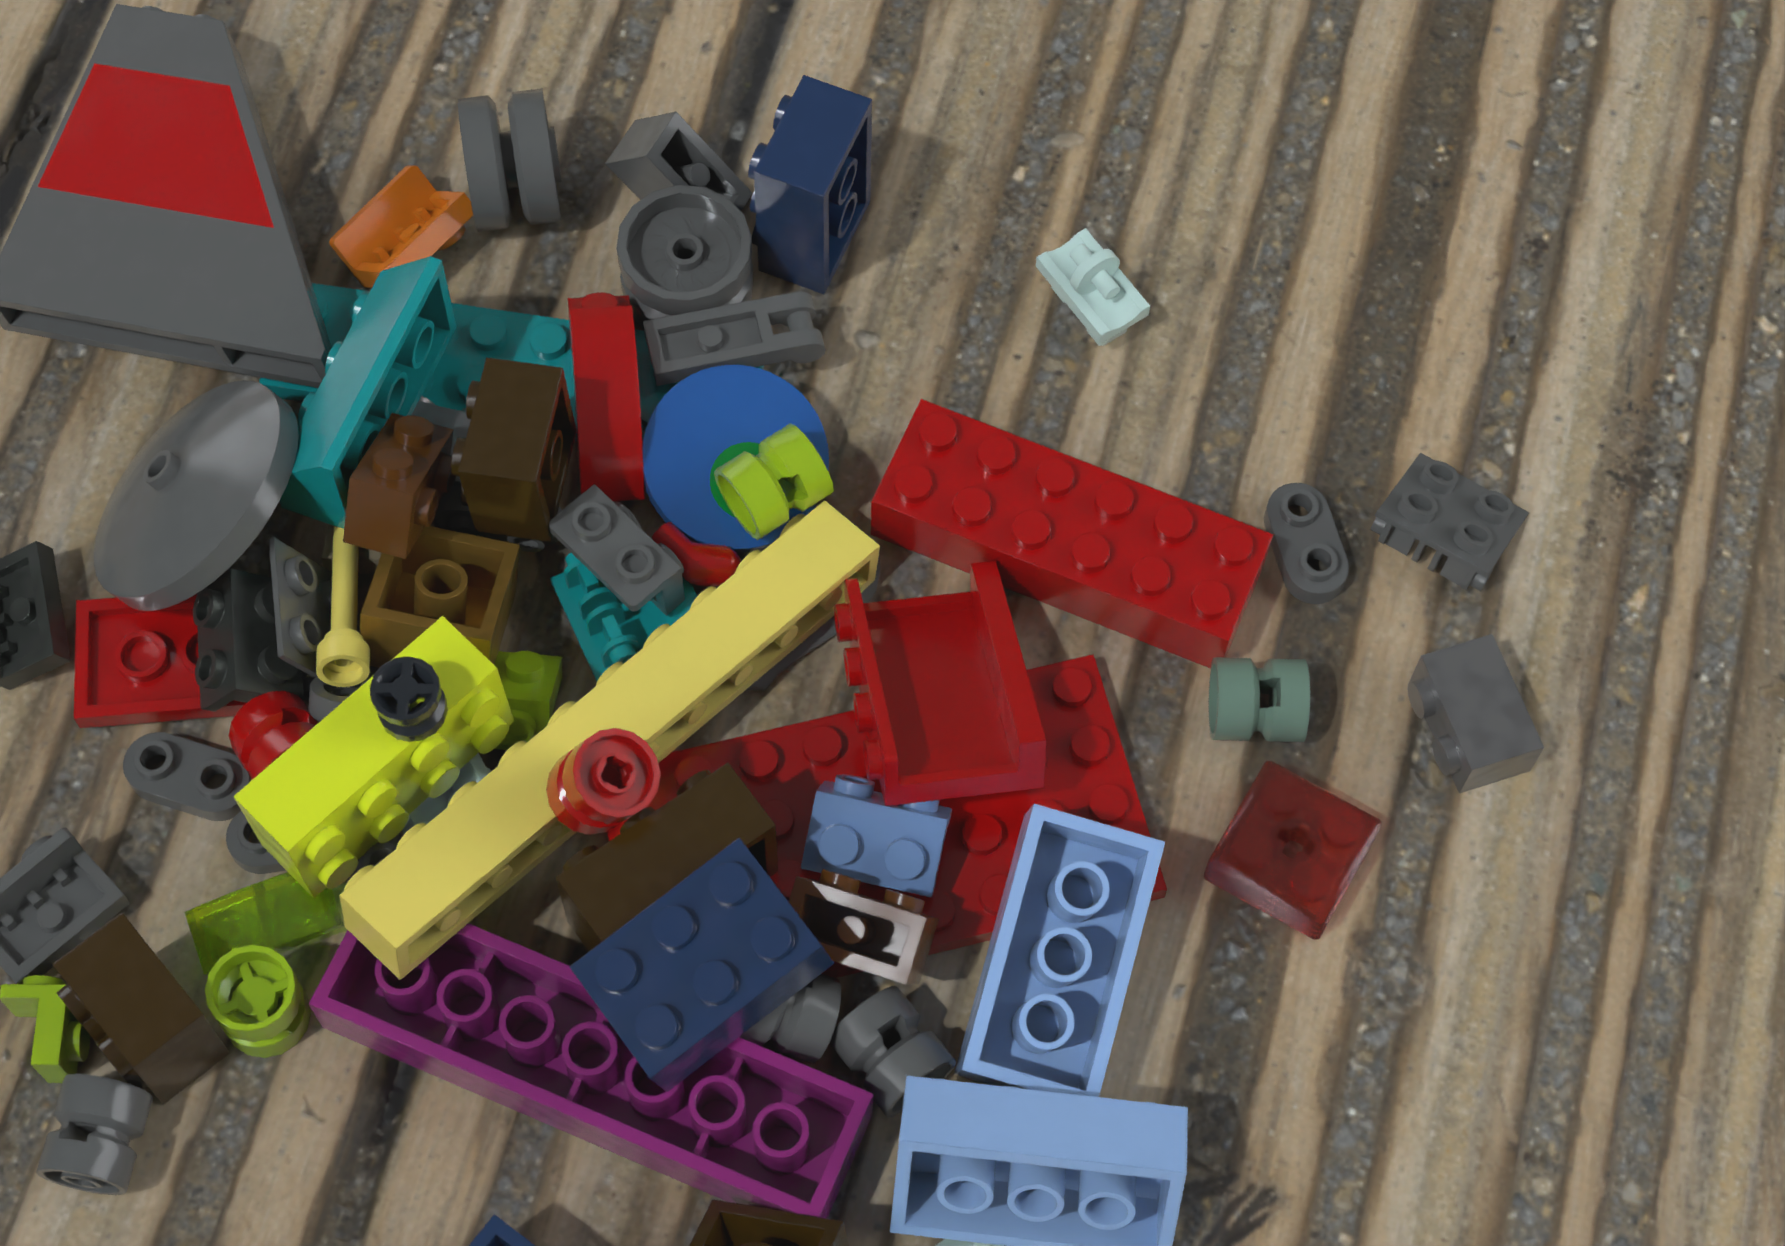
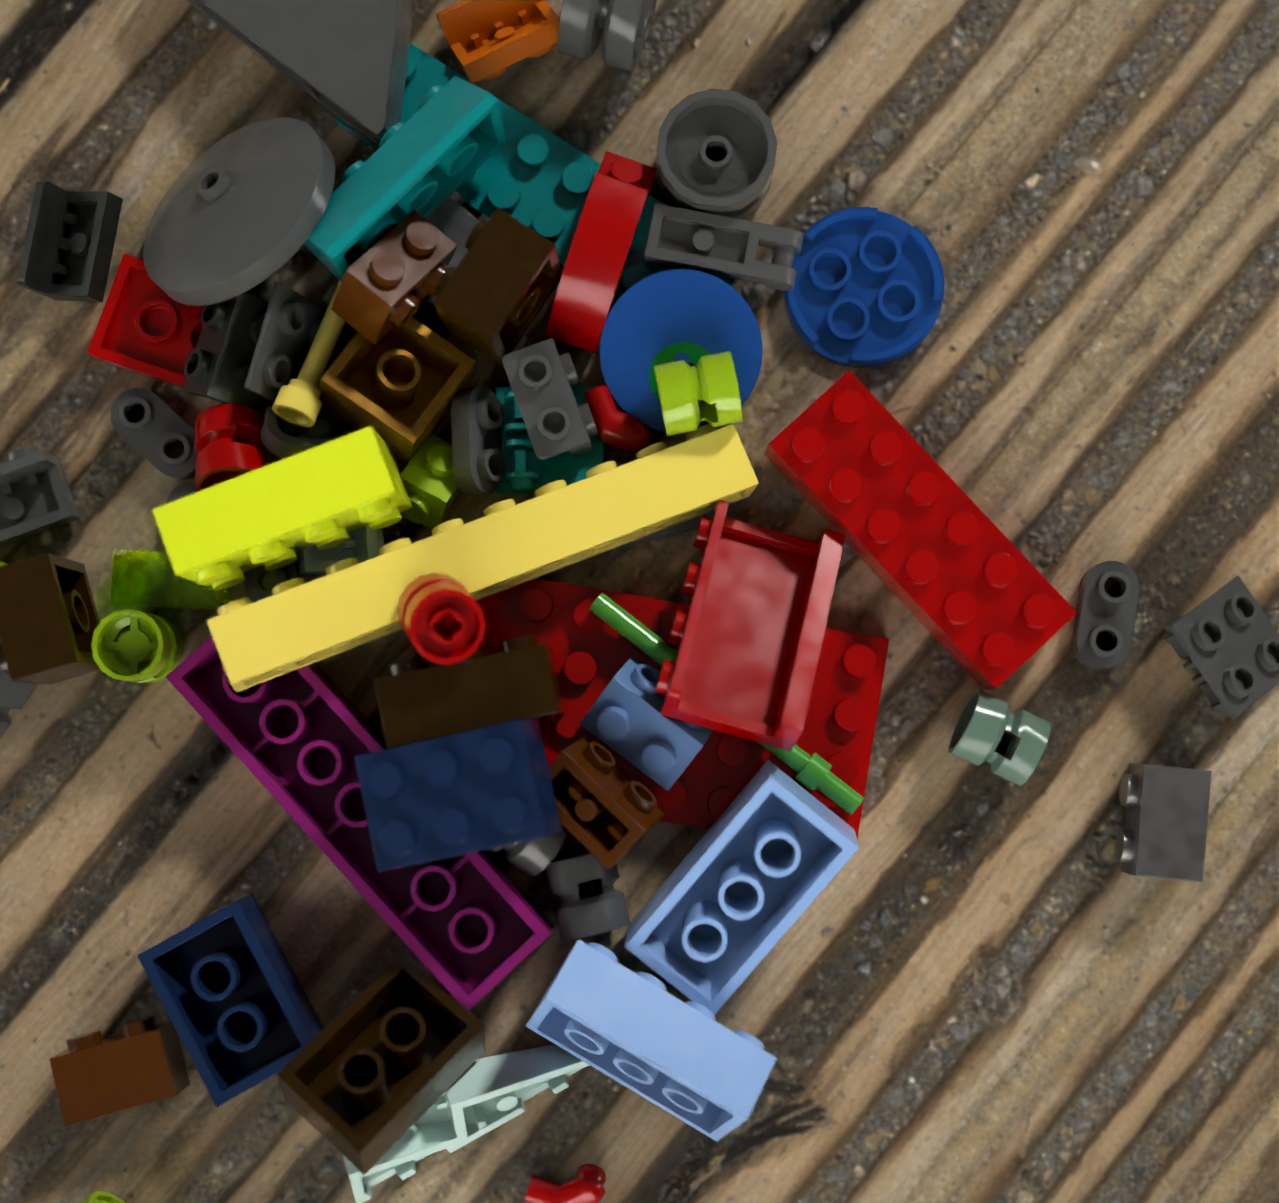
camera: 30 degrees right, 20 degrees up
(398, 686) = (300, 487): black wheel -> none
(554, 632) = (477, 440): none -> dark grey plate
(669, 153) = (745, 60): dark grey slope -> none
(811, 183) = (846, 134): dark blue brick -> none
(851, 759) = (811, 770): none -> bright green bar
(898, 334) = (864, 288): none -> blue tile
(1093, 287) = (1040, 320): light aqua hips -> none
(1311, 885) = (1002, 870): clear red brick -> none

